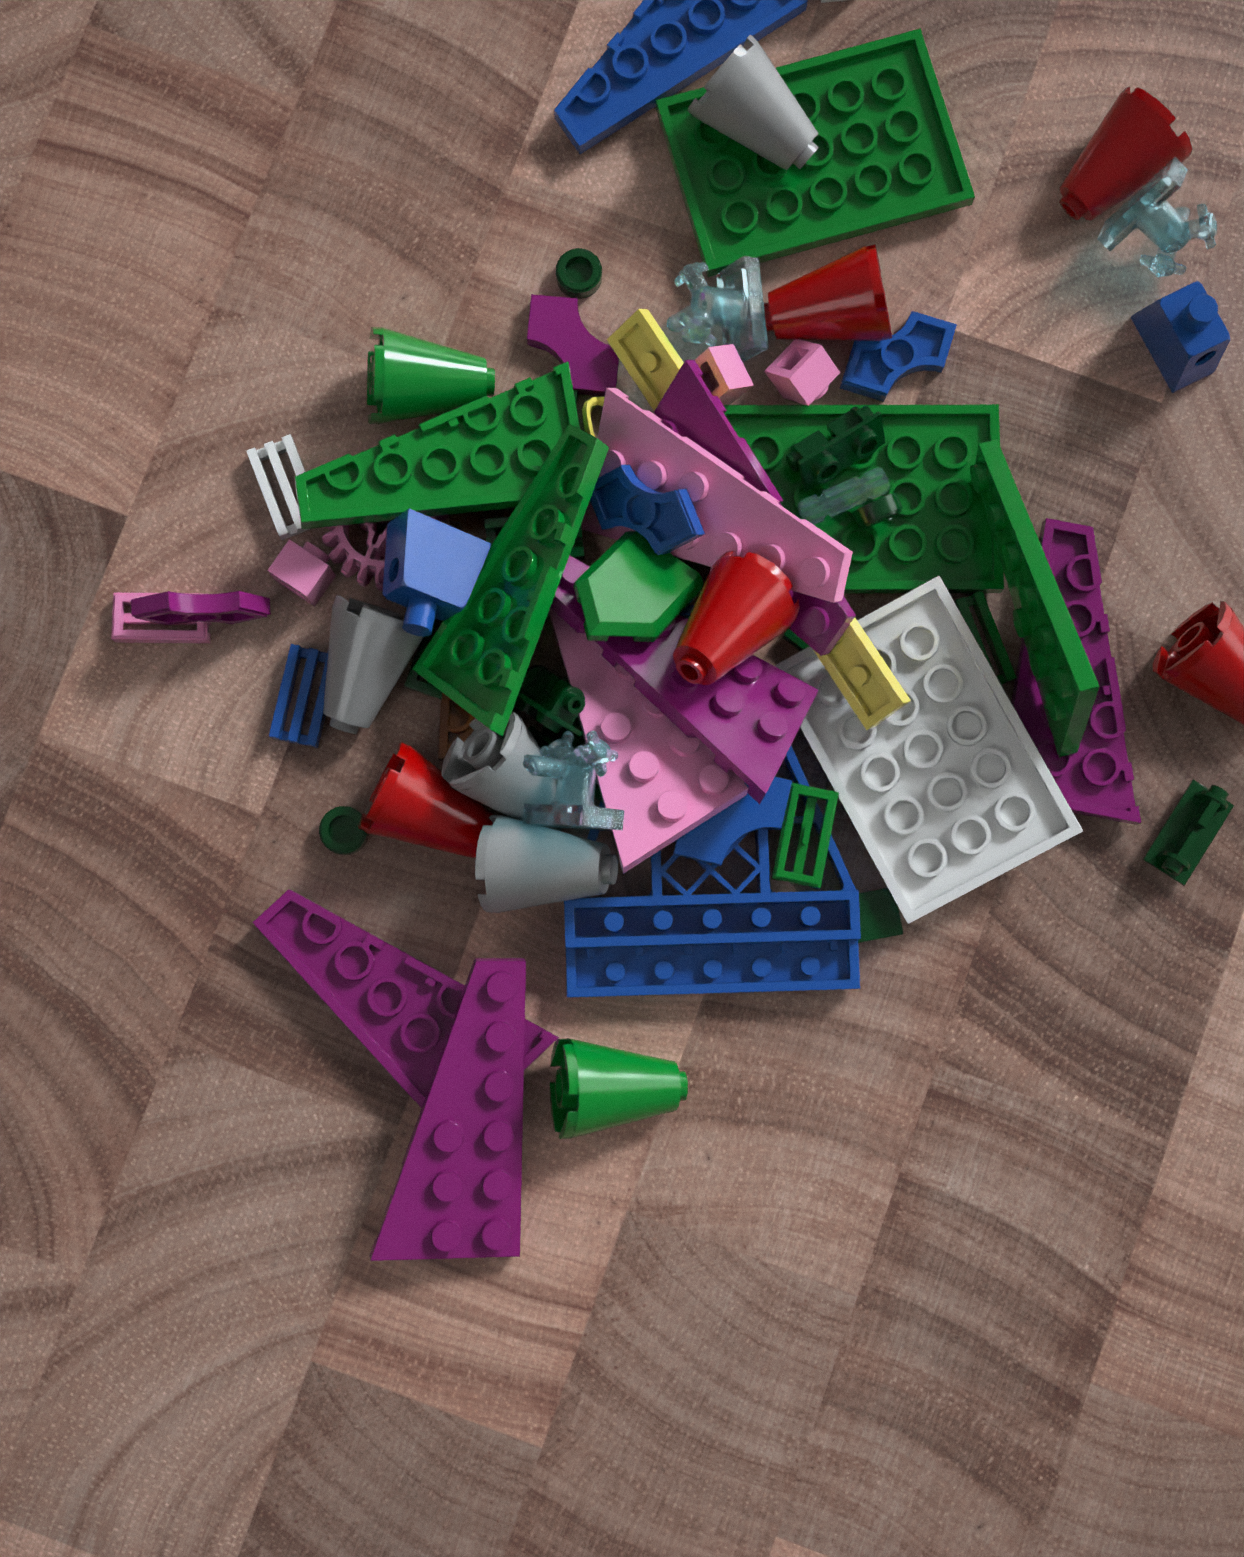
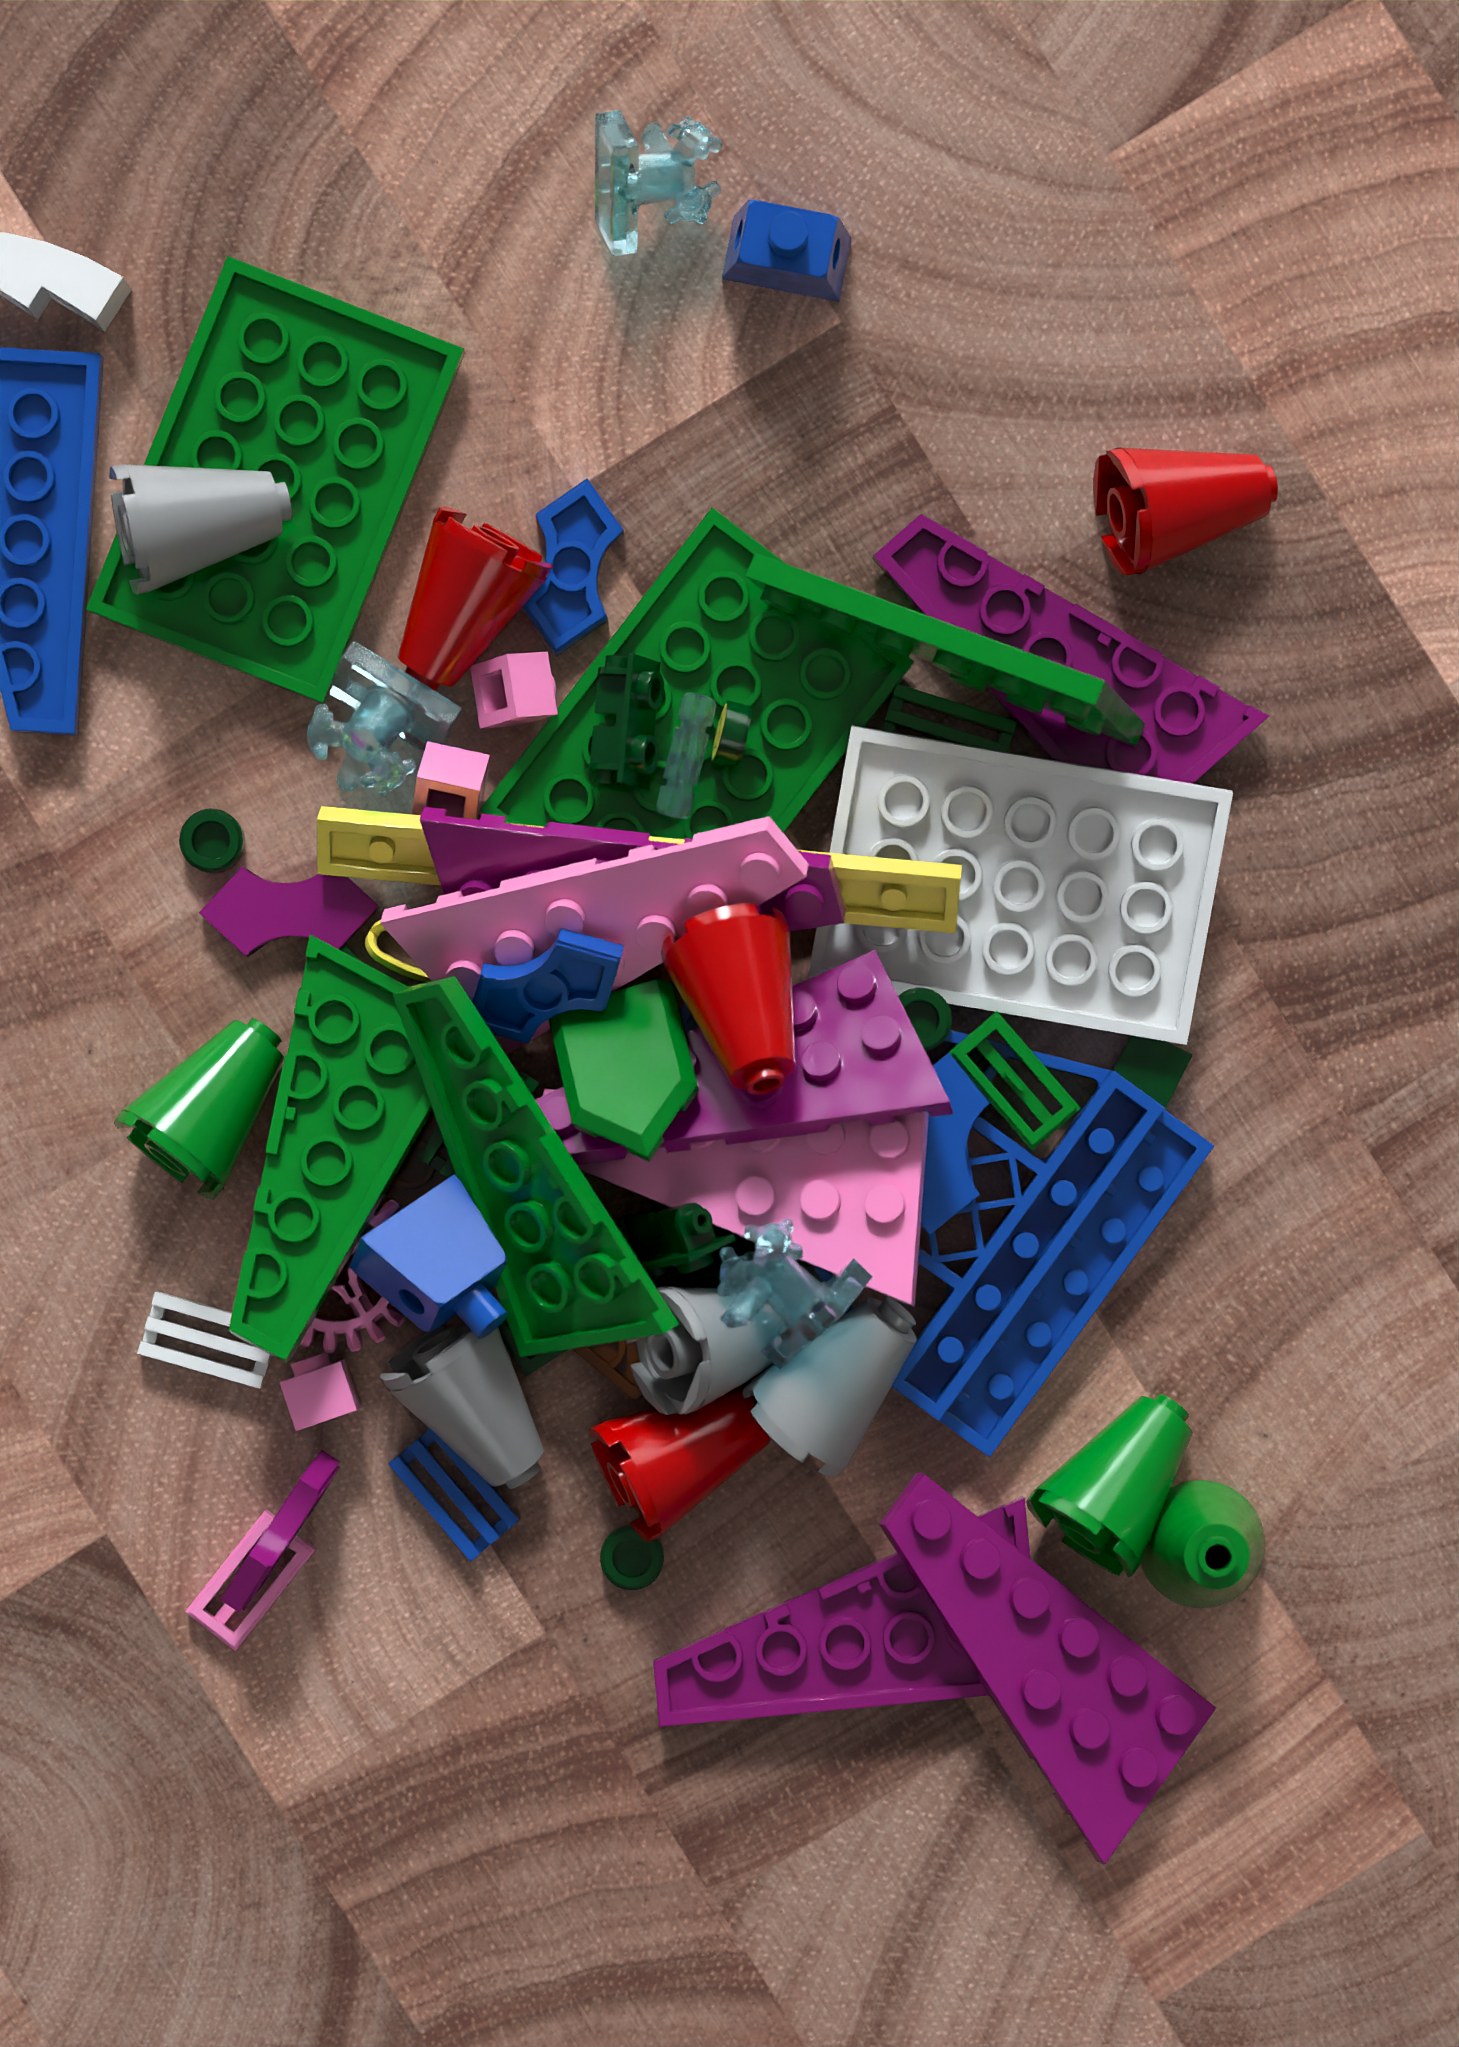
camera: 50 degrees left, 5 degrees up
(619, 1149) = (1190, 1523): none -> green cone
(803, 754) = (928, 1015): none -> dark green tile
(1122, 155) = (544, 159): red cone -> none
(1189, 831) = (1316, 670): dark green hinge -> none

